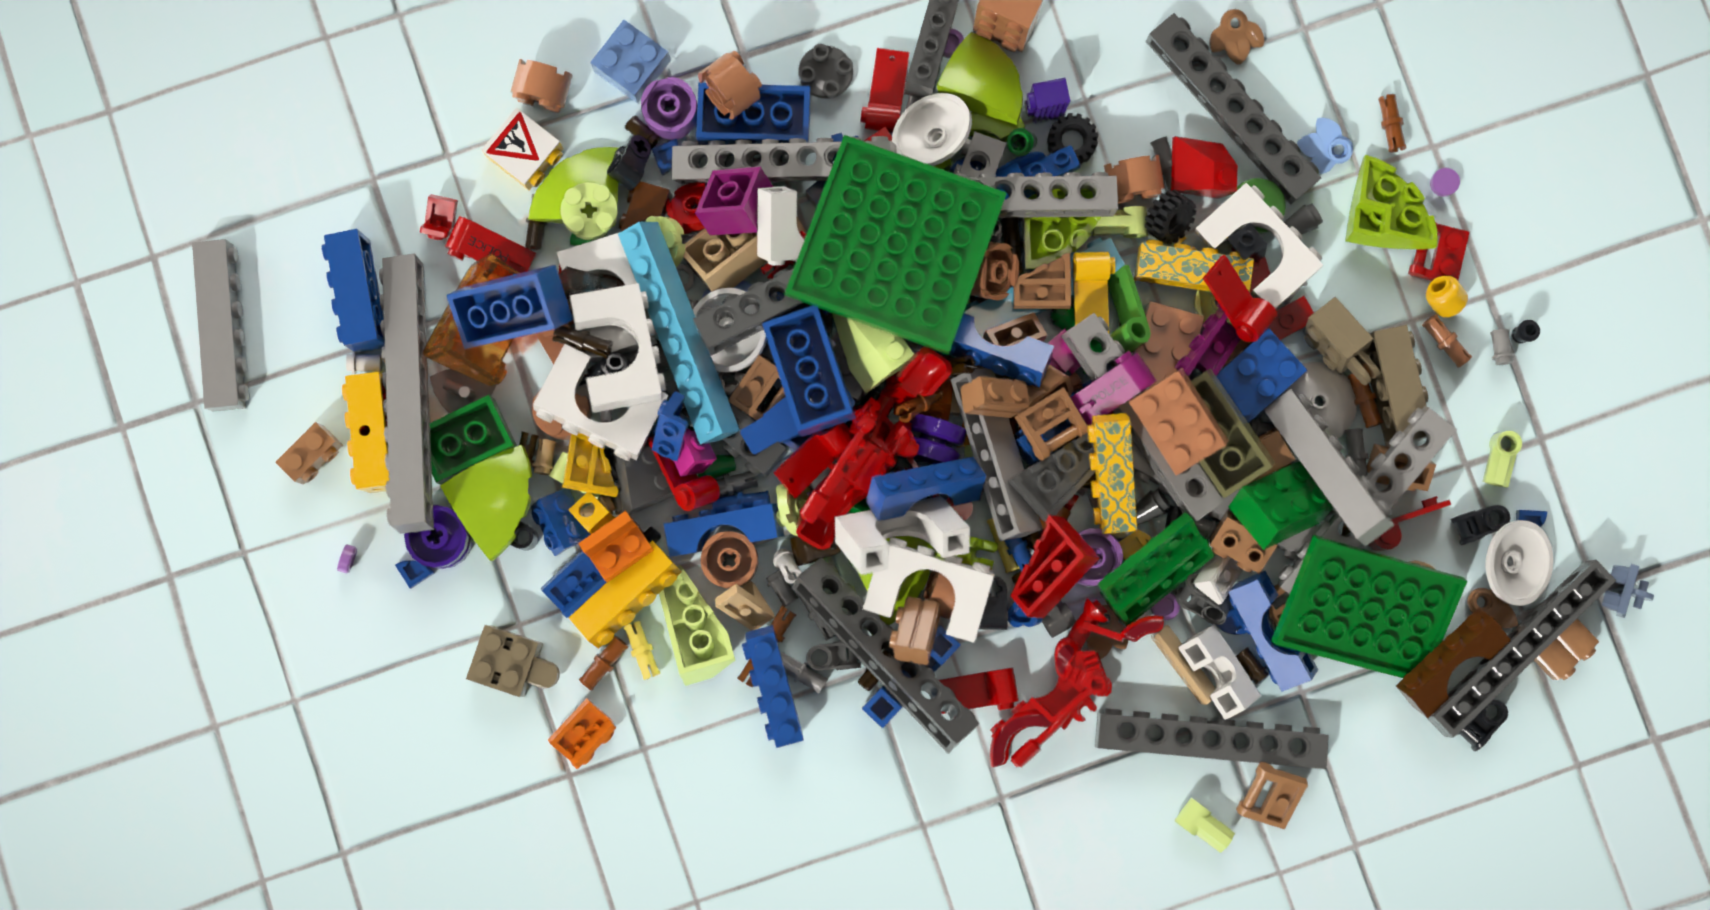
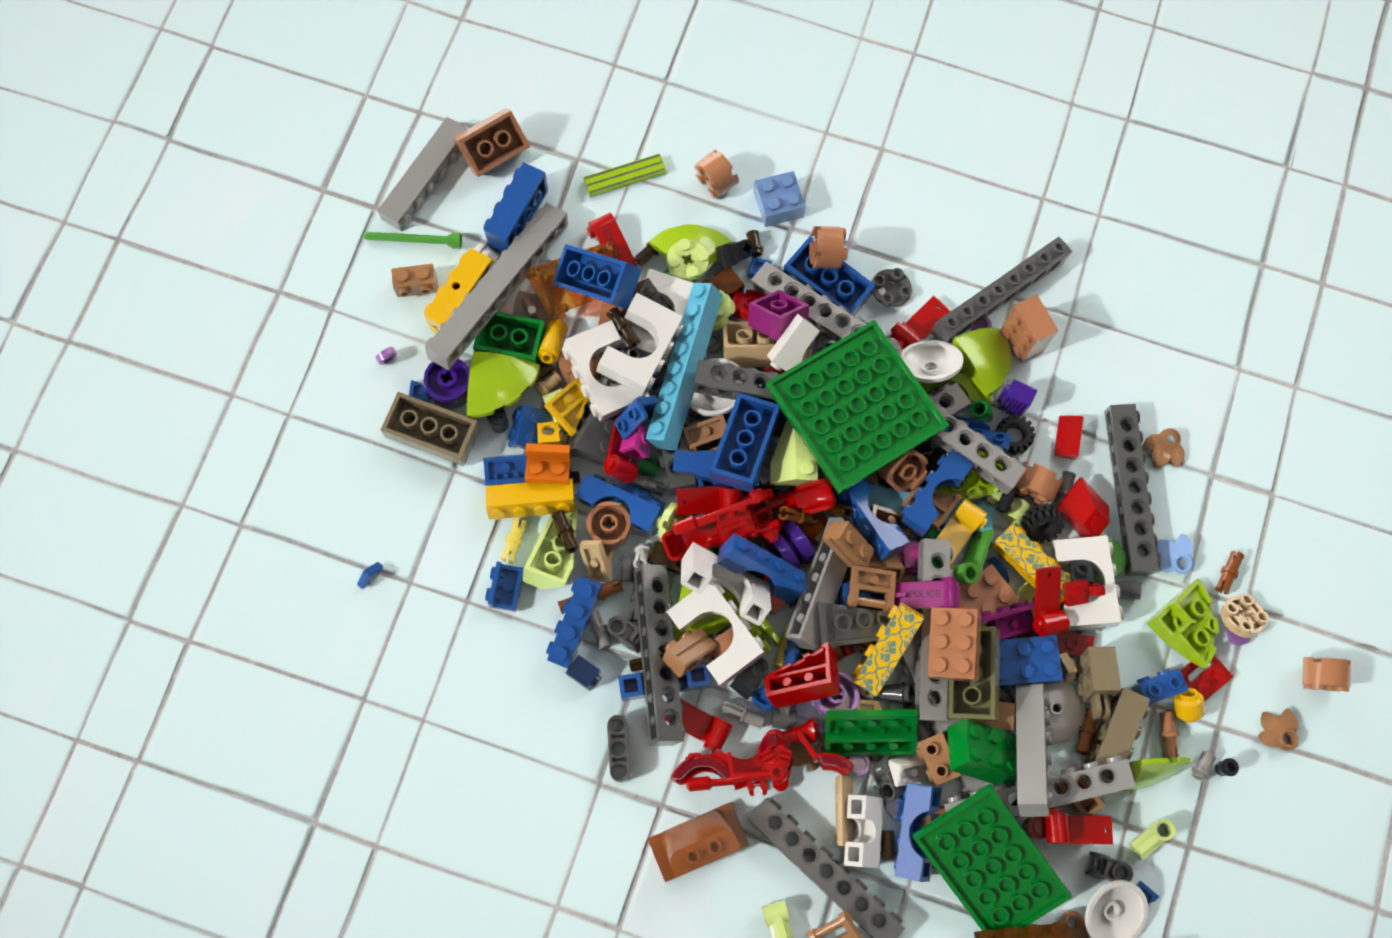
camera: 35 degrees right, 10 degrees down
(266, 235) = (491, 142): none -> nougat brick
(313, 376) = (452, 240): none -> bright green piece
(439, 217) = (598, 205): bracket -> none
(440, 159) = (624, 175): none -> lime tile
(460, 601) = (430, 428): none -> dark tan brick
(510, 663) = (430, 487): dark tan brick -> none
(514, 409) = (553, 341): none -> yellow brick
(520, 800) = (366, 575): none -> blue tile
(523, 149) = (677, 202): piece -> none
(583, 733) = (438, 562): orange bracket -> none
(603, 663) = (485, 530): dark orange pin -> none
(666, 94) = (781, 239): medium lavender brick -> none
(672, 705) = (505, 587): none -> blue bracket
(690, 602) = (565, 531): none -> dark brown pin
(822, 730) = (584, 673): none -> dark blue brick
(926, 788) = (614, 738): none -> dark grey beam
(1012, 647) = (742, 714): none -> light grey axle
(1043, 305) = (922, 512): none -> blue arch
(1067, 808) = (698, 841): none -> dark orange windscreen
(1117, 224) = (1005, 501): none -> black pin
(1129, 99) = (1068, 437): none -> red slope
(1159, 297) = (999, 567): none -> blue tile
(1259, 265) = (1078, 592): none -> red plate
(1301, 349) = (1068, 667): none -> tan plate
(1356, 449) = (1059, 757): dark grey pin -> none
(1407, 299) = (1161, 687): none -> blue bracket
(1427, 509) = (1077, 829): none -> red door
(1437, 160) = (1244, 616): none -> tan tile
(1459, 389) = (1156, 770): none -> lime brick
(1546, 252) = (1277, 727): none -> medium nougat plate
(1558, 160) = (1326, 674): none -> nougat brick

